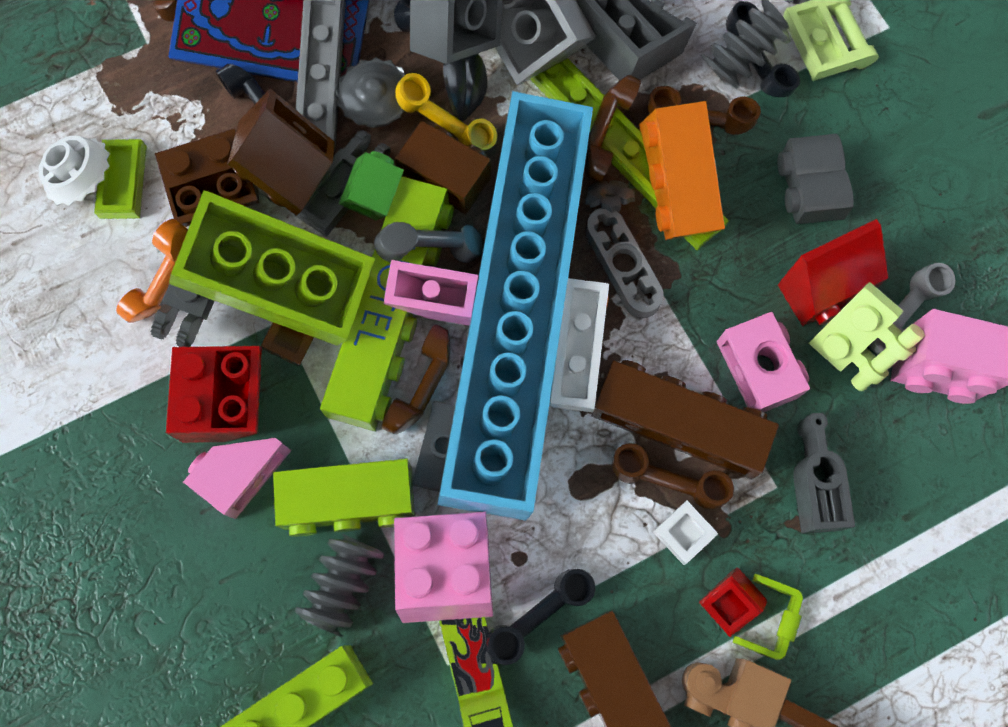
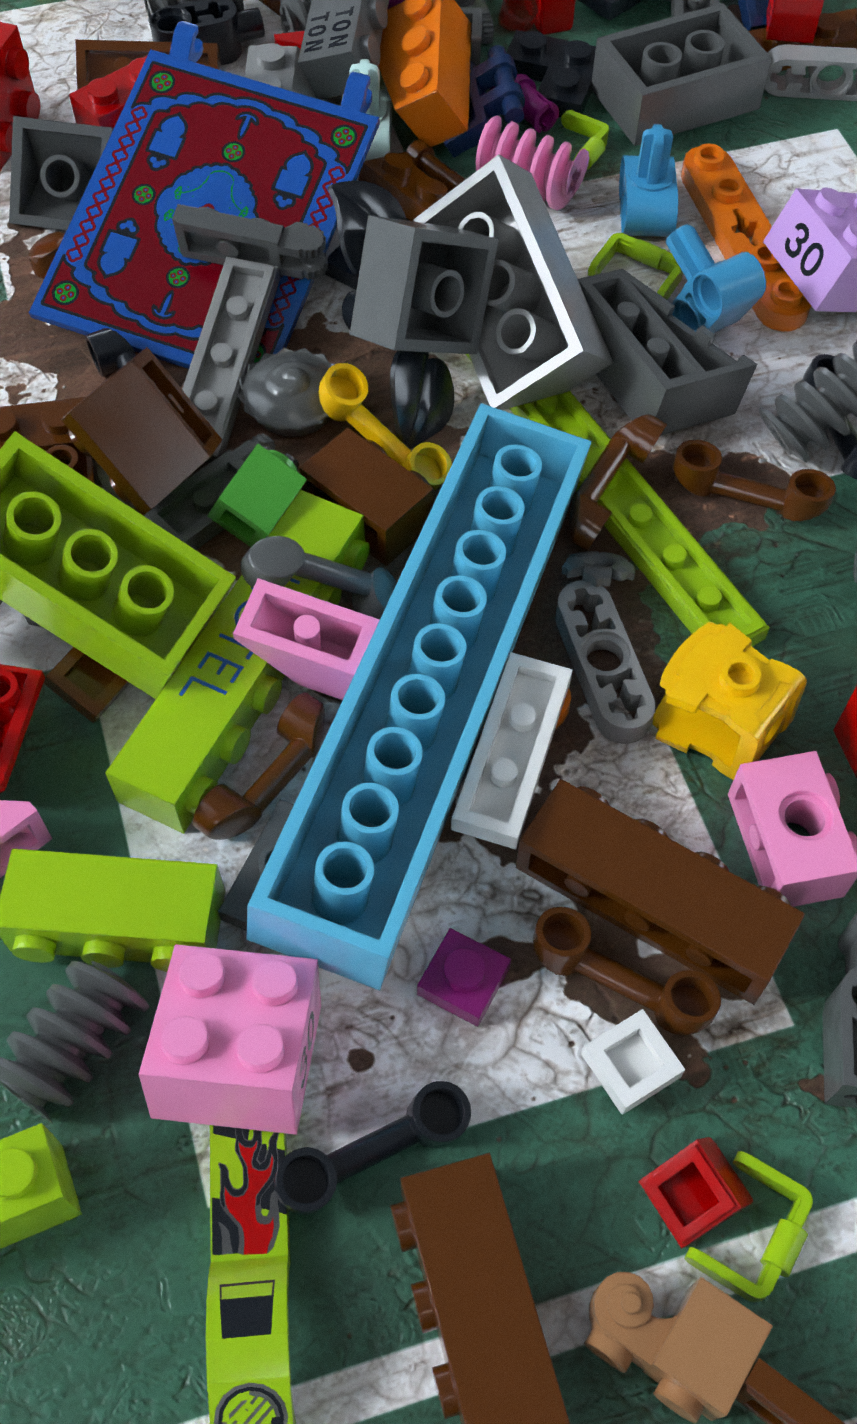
camera: 10 degrees right, 15 degrees down
(573, 496) = (463, 977): none -> magenta plate
(683, 170) = (708, 536): orange wedge -> none
(708, 282) = (725, 698): none -> yellow piece

